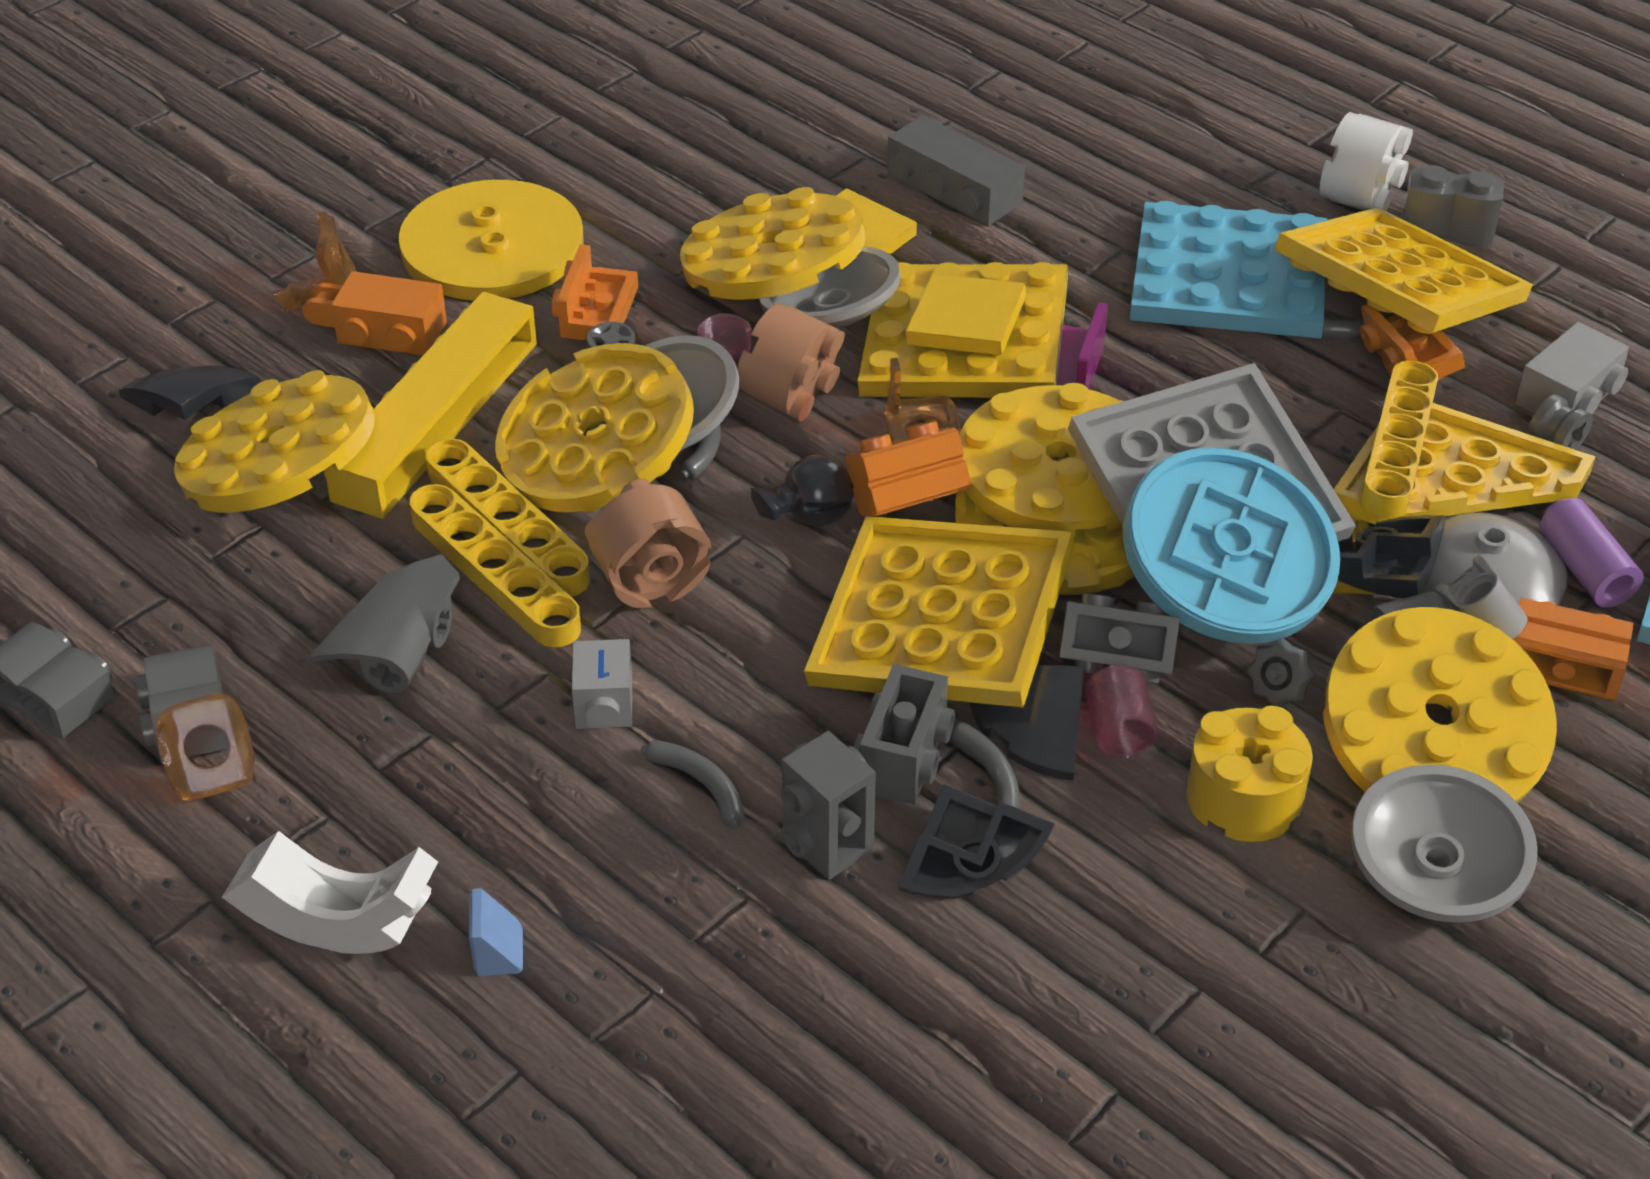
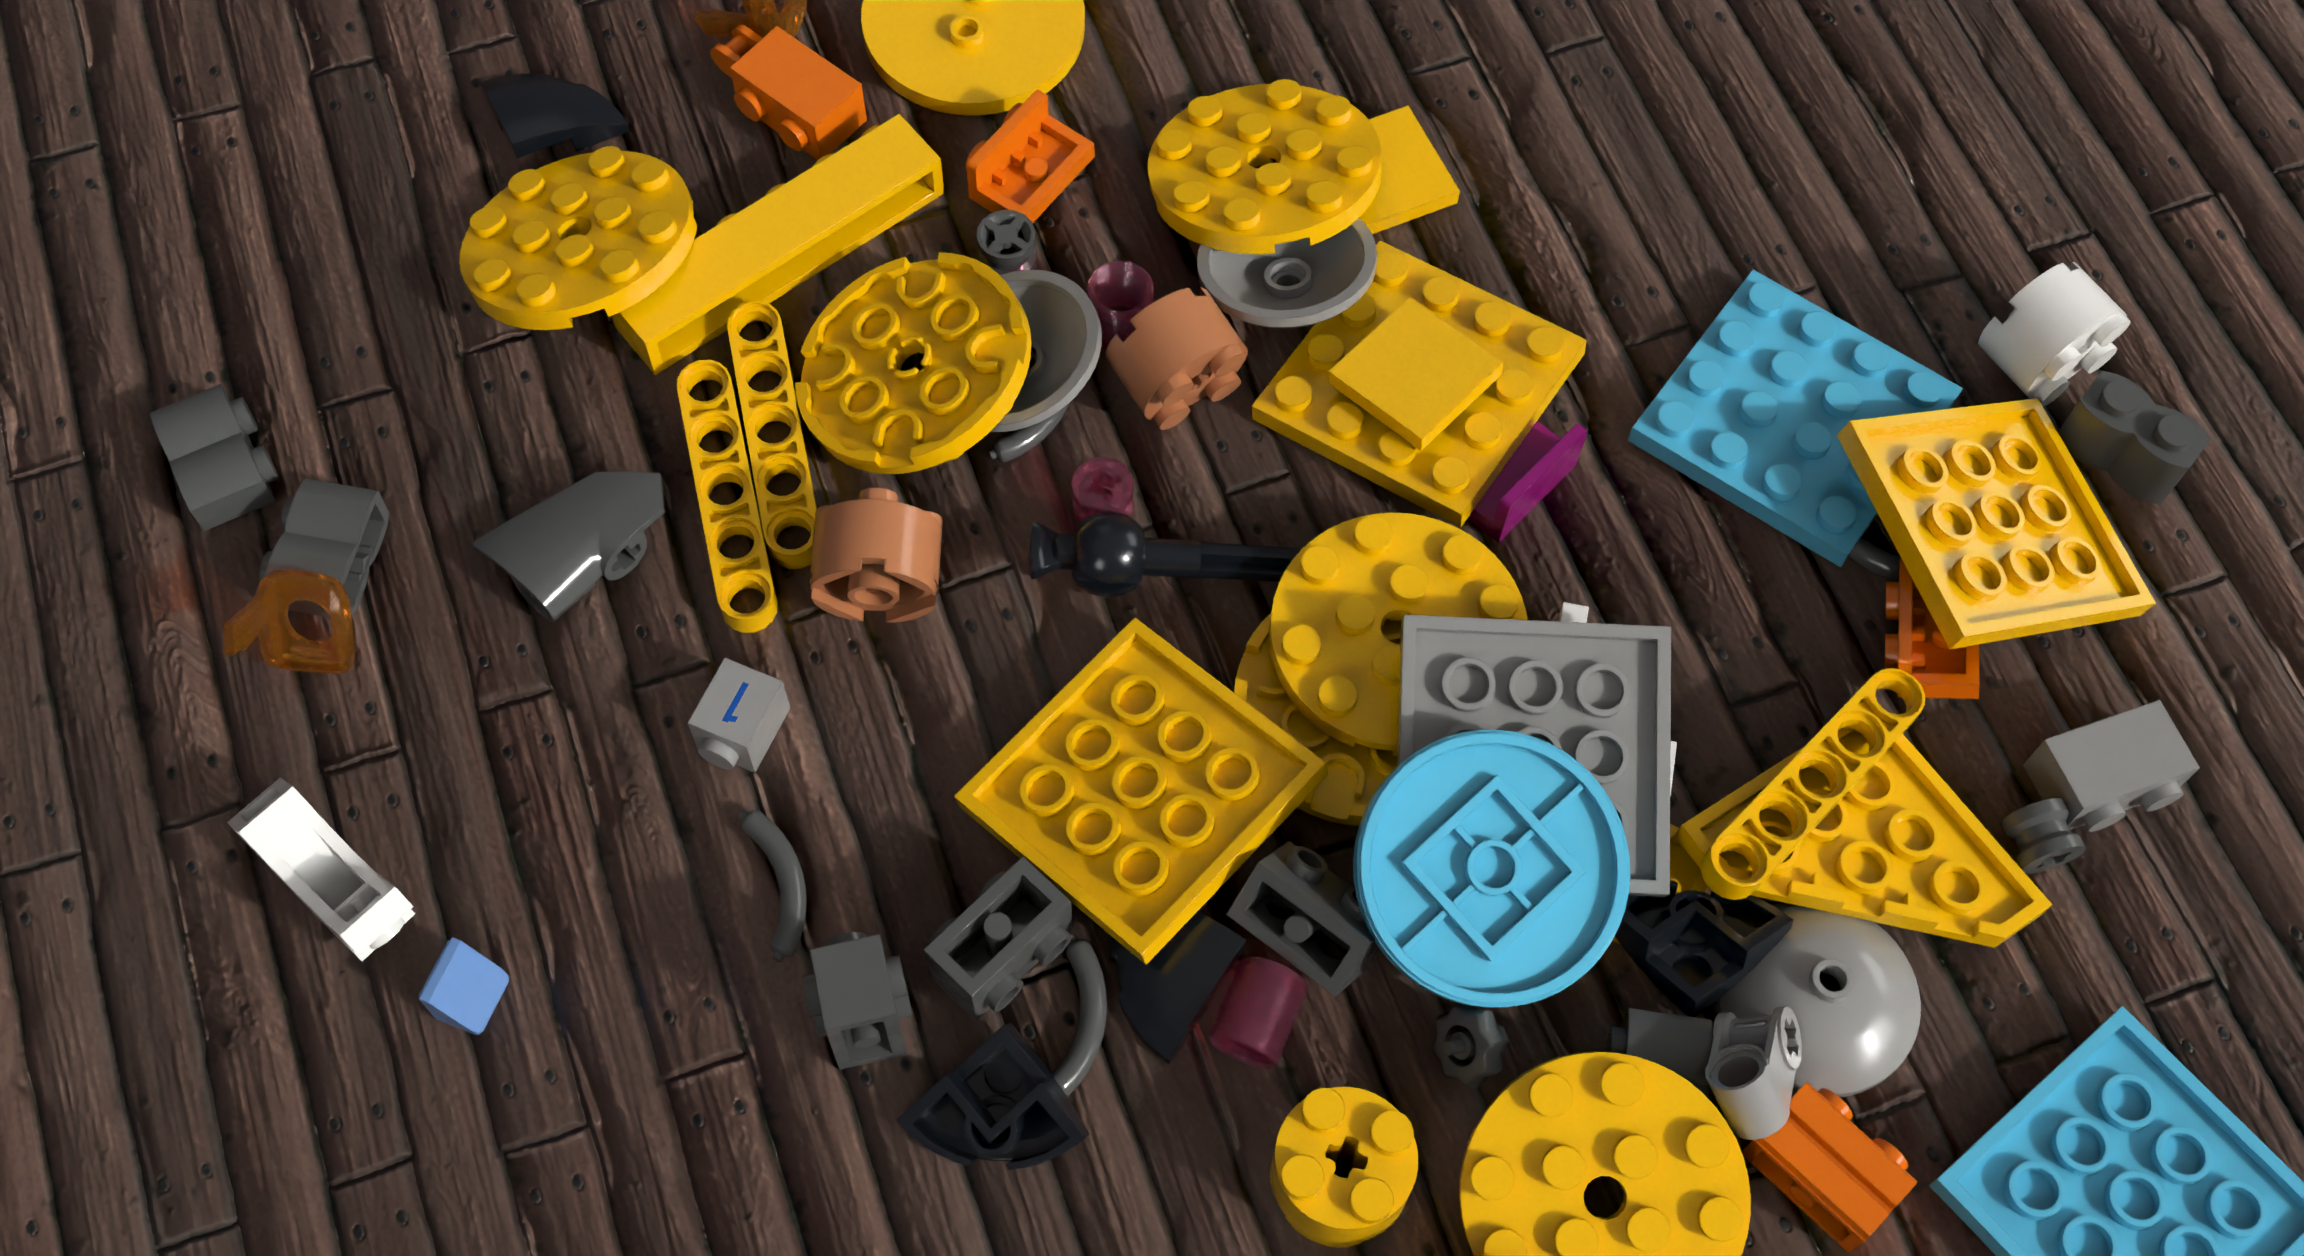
camera: 25 degrees right, 20 degrees up
(779, 455) = (1093, 476): none -> clear pink wheel
(901, 412) = (1280, 469): clear orange piece -> none
(907, 470) = (1207, 581): orange brick -> none
(955, 170) = (1550, 130): dark grey brick -> none
(1590, 552) = (1951, 1039): medium lavender brick -> none

